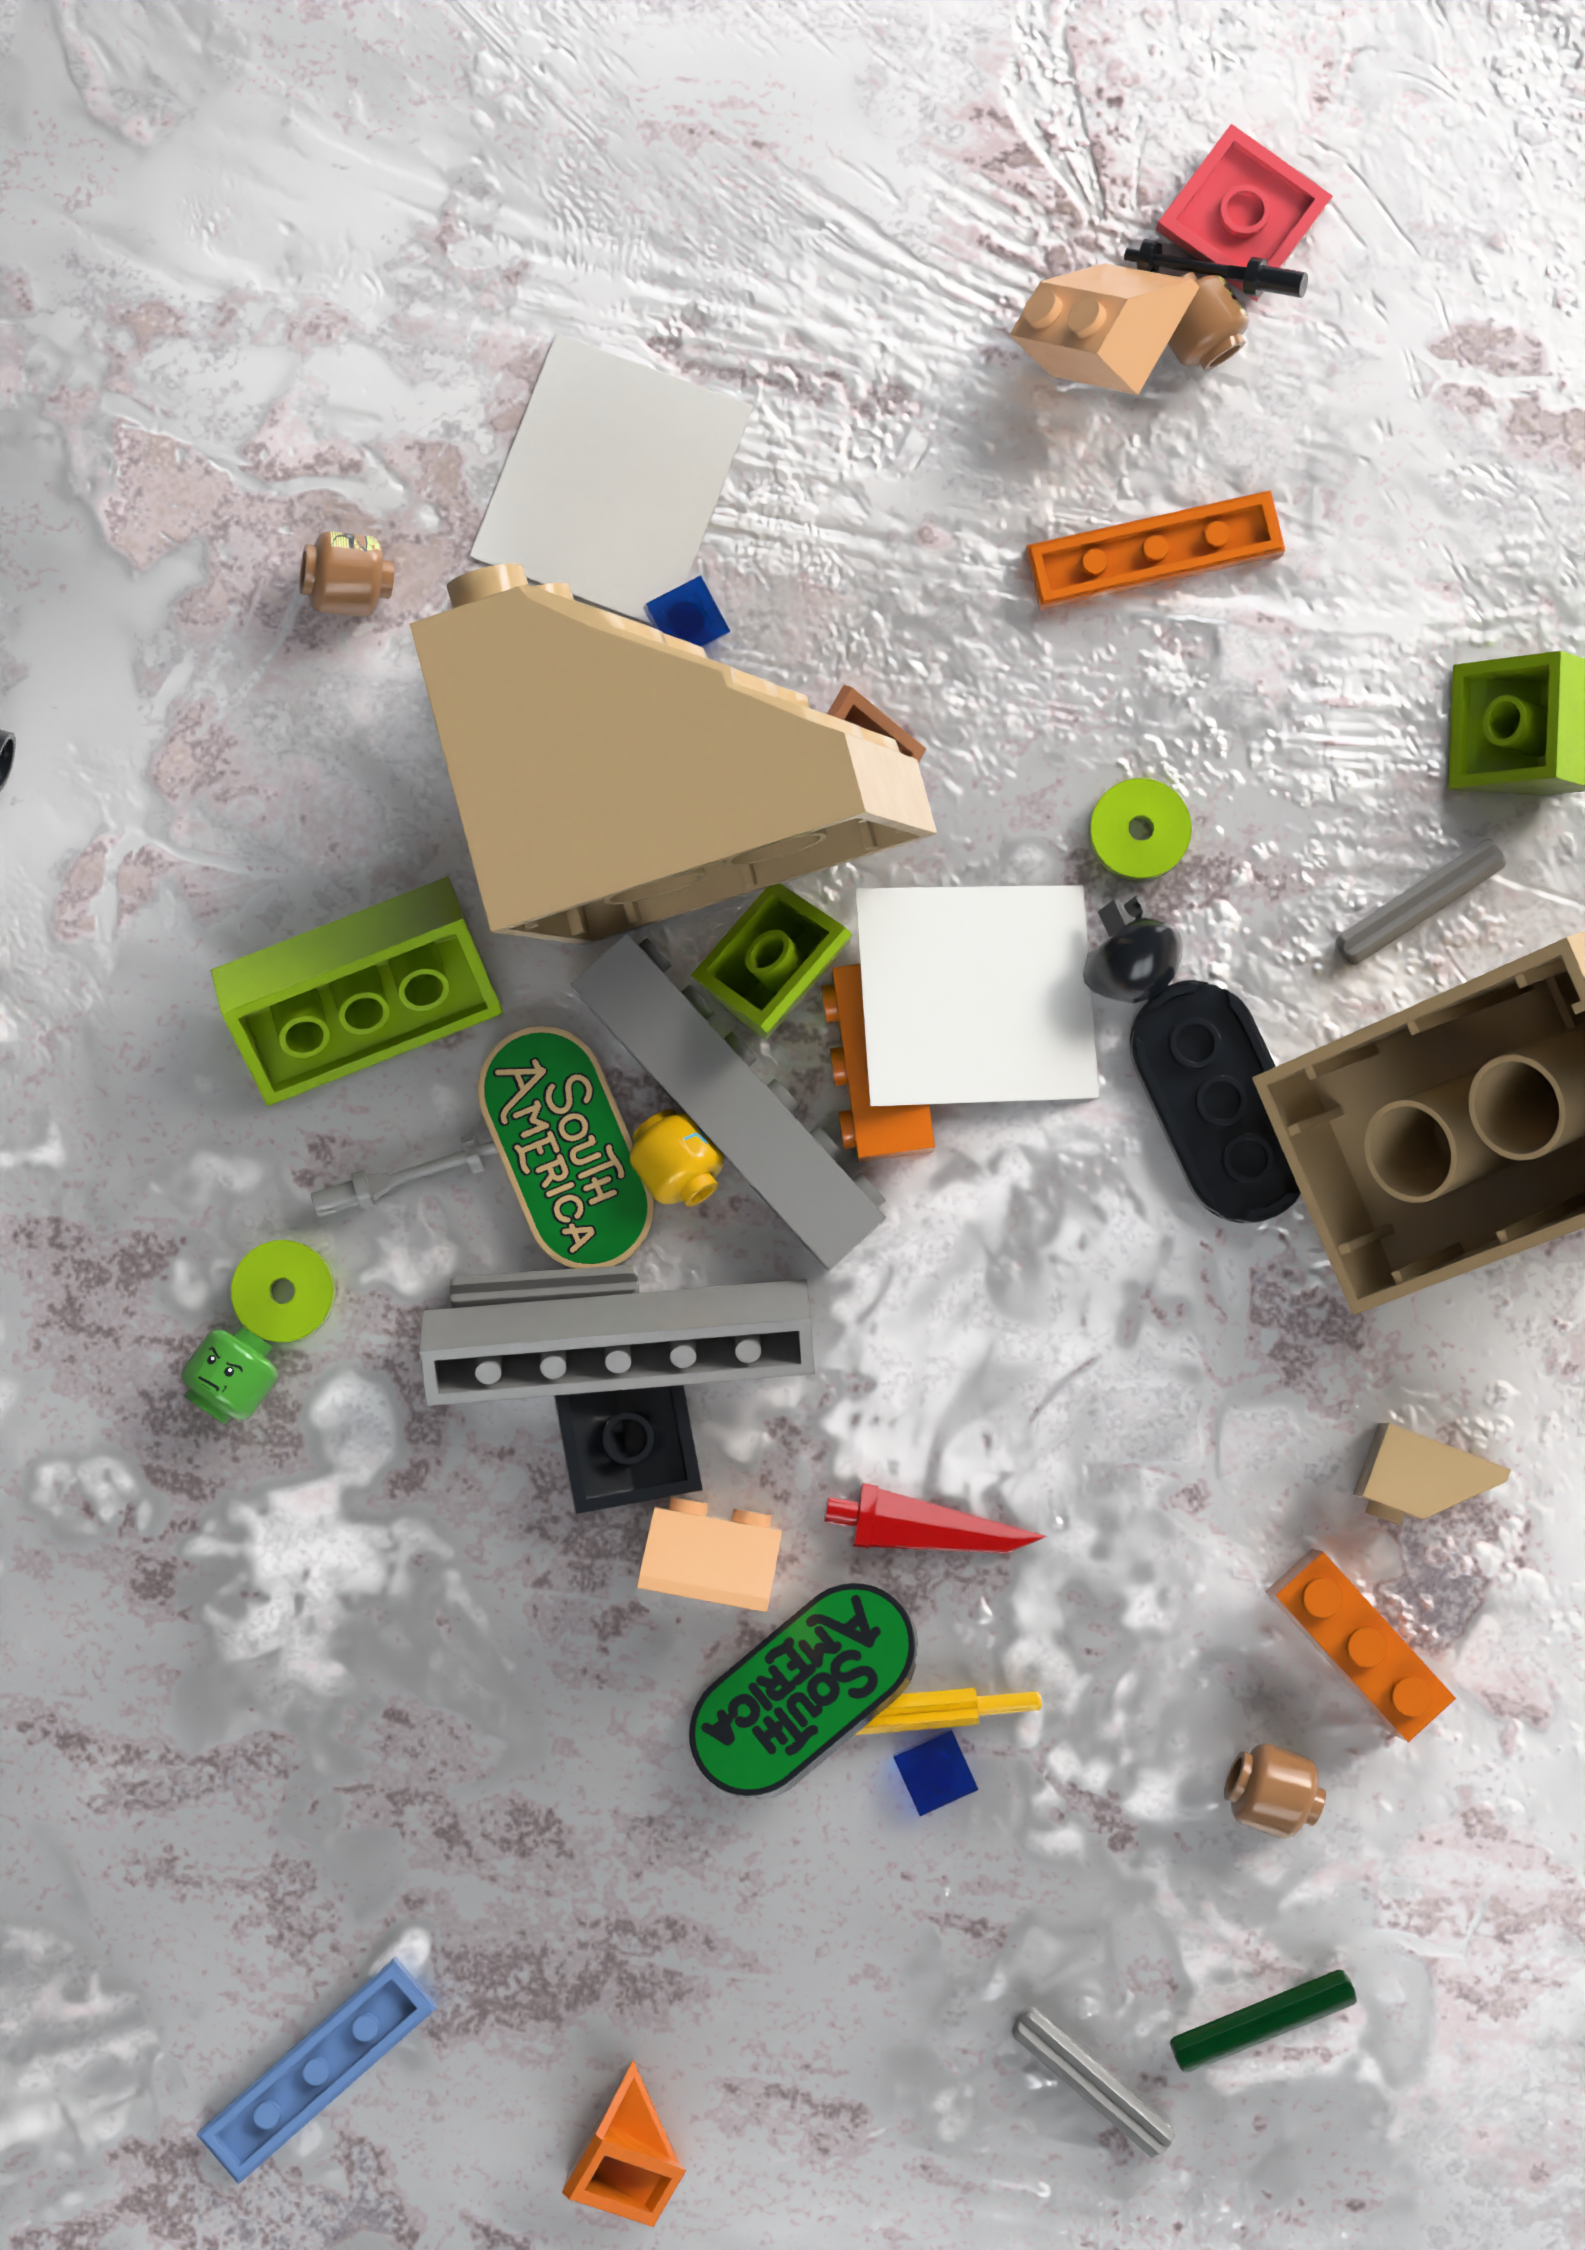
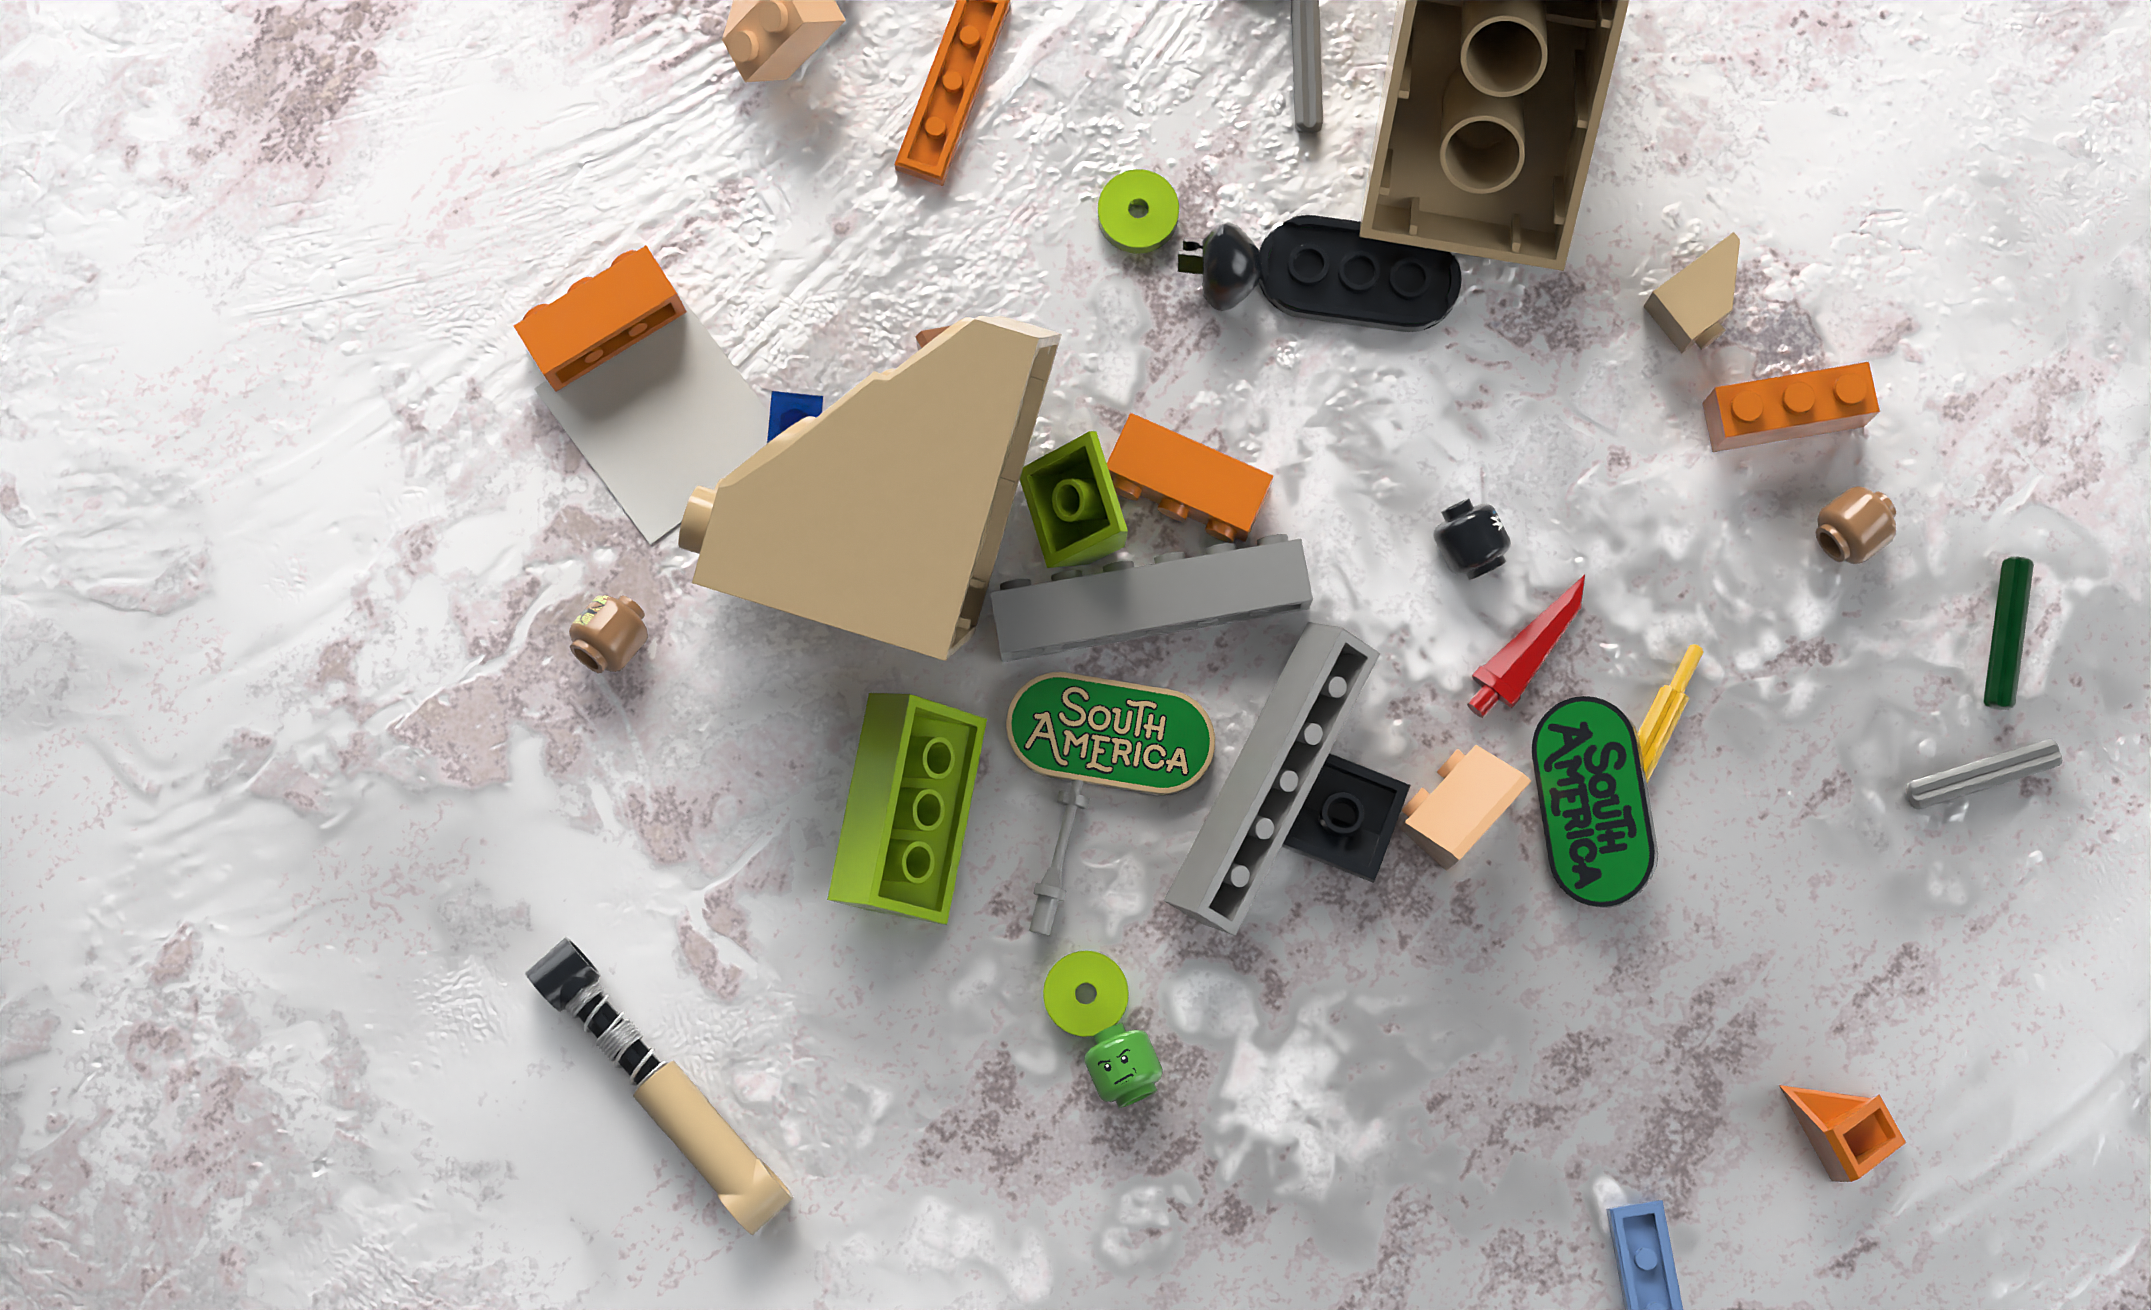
camera: 55 degrees left, 5 degrees down
(542, 1285) = (1196, 809): light grey axle -> none
(666, 350) = (599, 317): none -> orange brick
(675, 1159) = (1167, 659): yellow head -> none
(935, 1772) = (1703, 749): clear blue plate -> none
(976, 994) = (1183, 385): white sticker -> none
(1003, 1395) = (1472, 539): none -> black head

